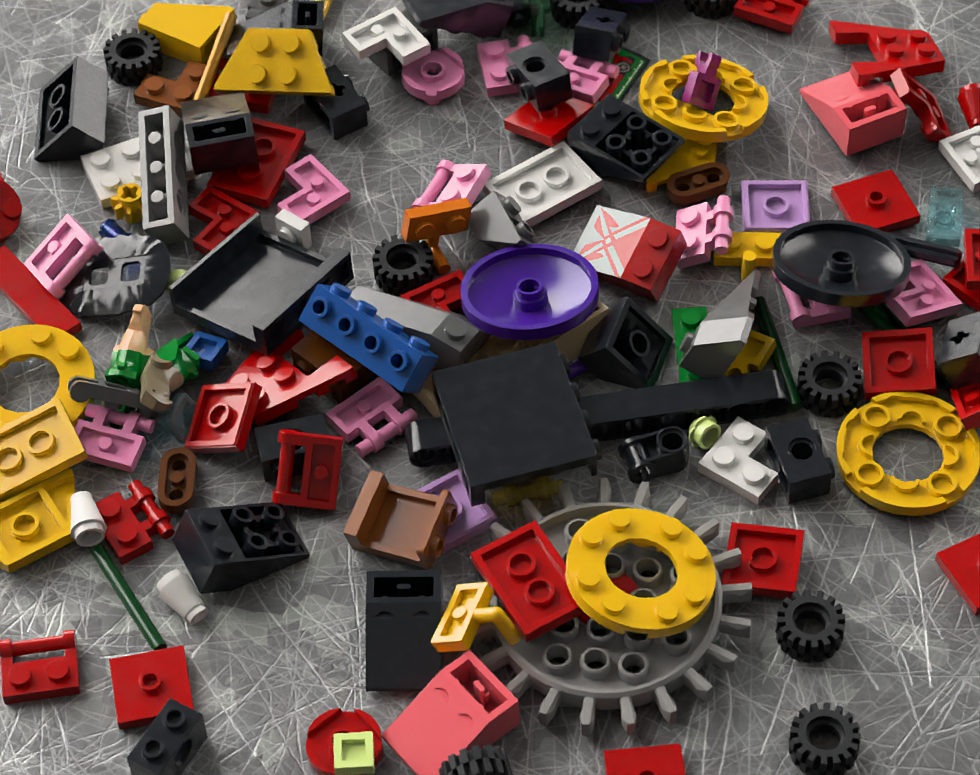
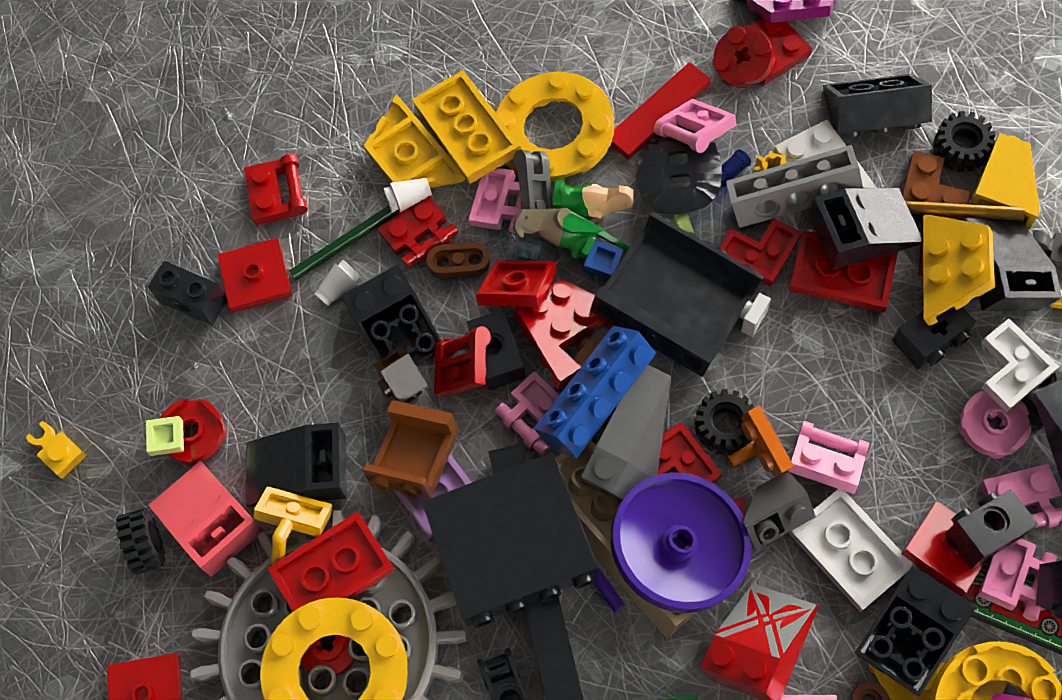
camera: 90 degrees right, 15 degrees up
(312, 529) = (399, 376): none -> brick
(317, 190) = (807, 333): bright pink plate -> none
(626, 347) = (636, 650): black slope -> none

